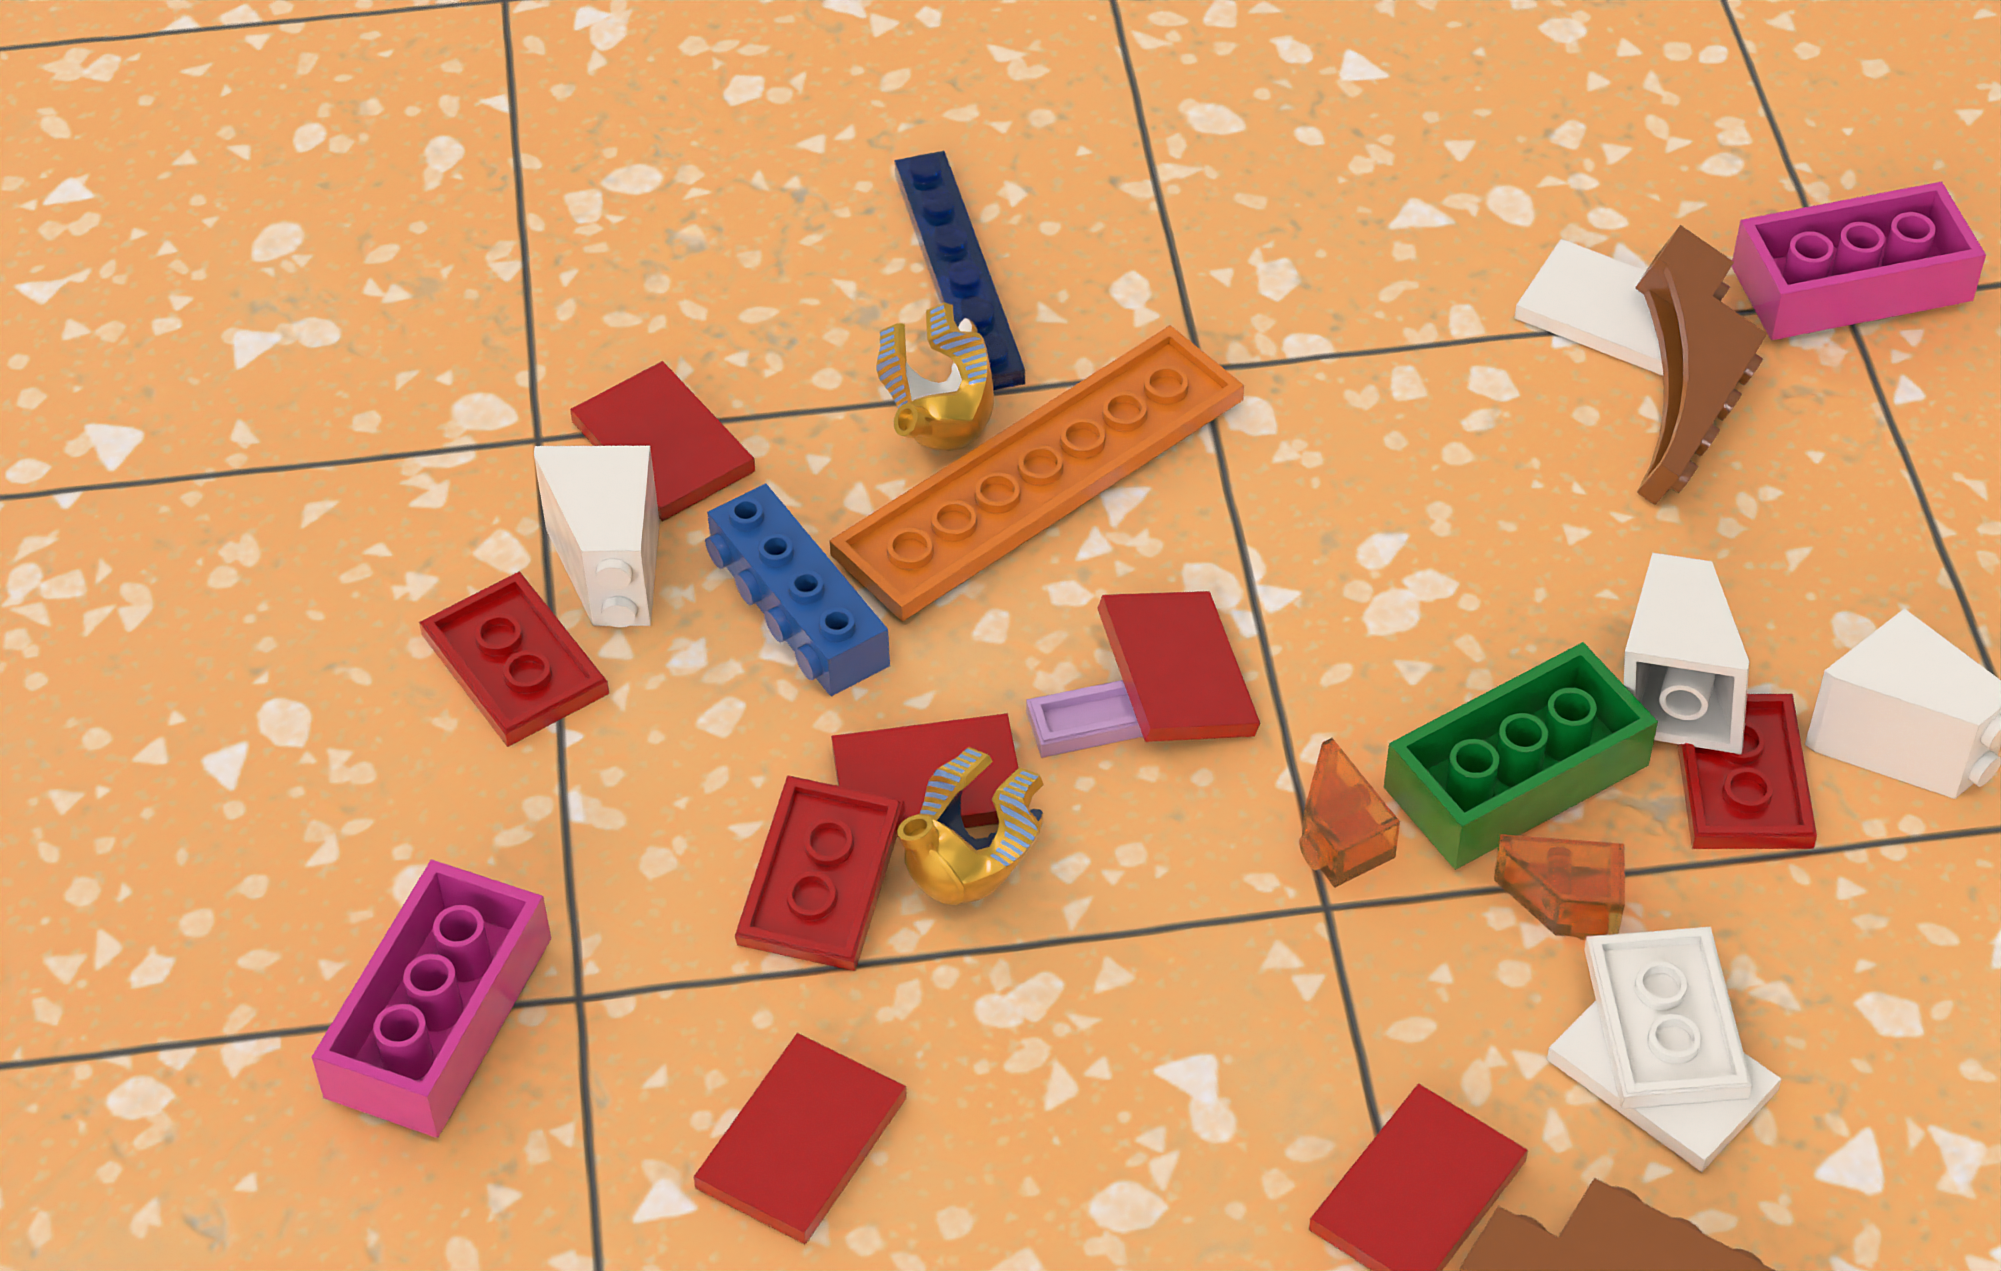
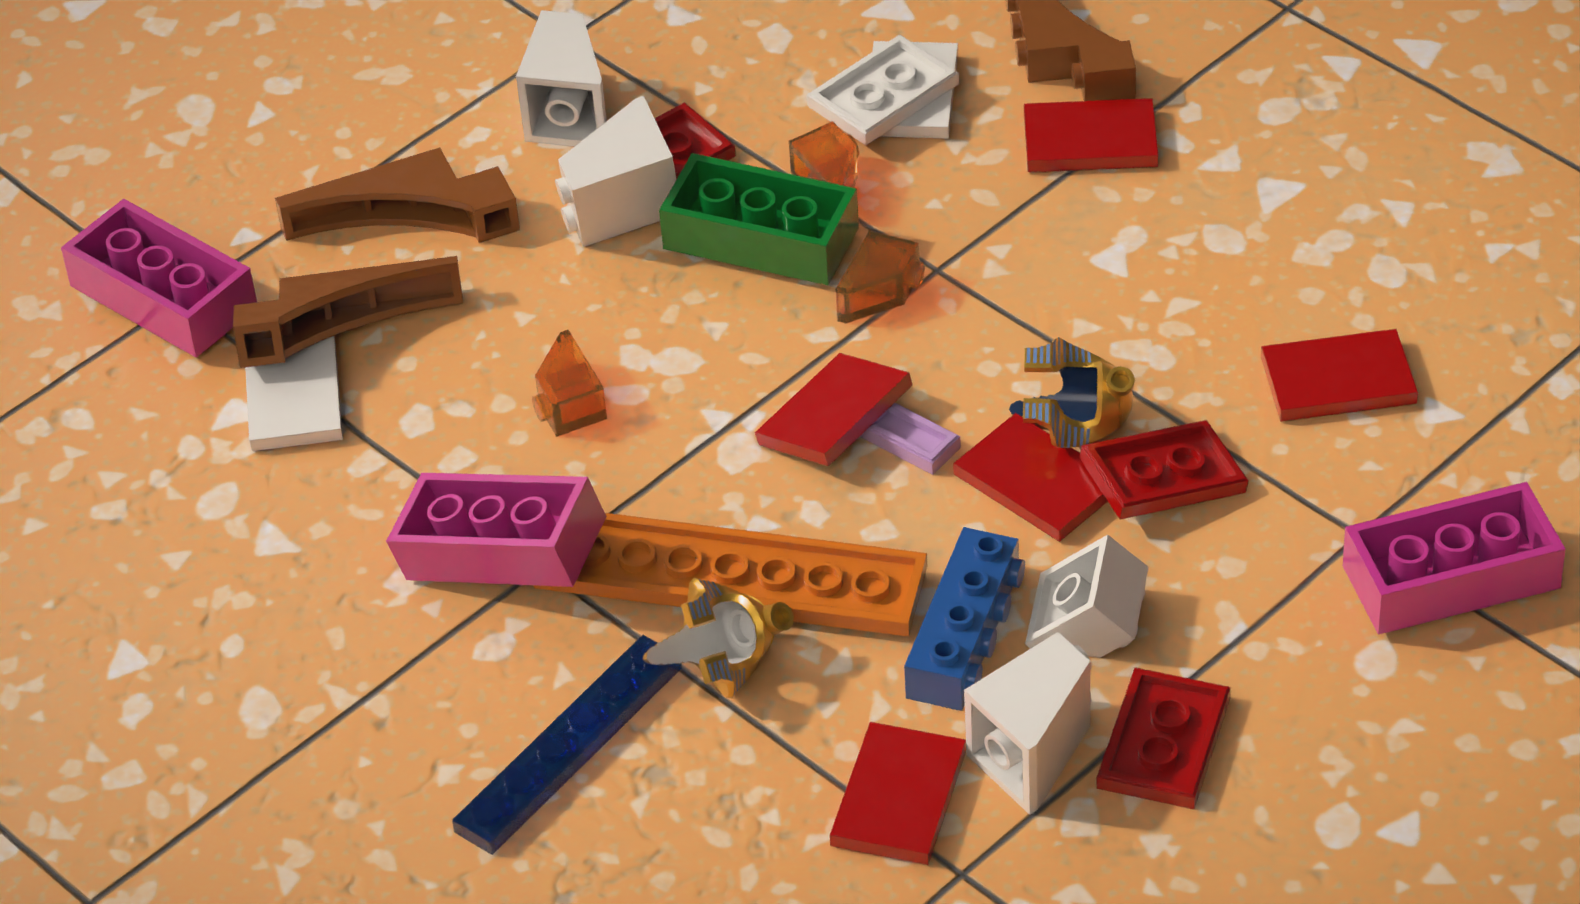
camera: 125 degrees left, 5 degrees down
(710, 690) = (1090, 599): none -> white slope
(1228, 297) = (497, 529): none -> dark pink brick
(1415, 485) = (568, 388): none -> clear orange slope
(1834, 527) = (405, 193): none -> dark orange arch

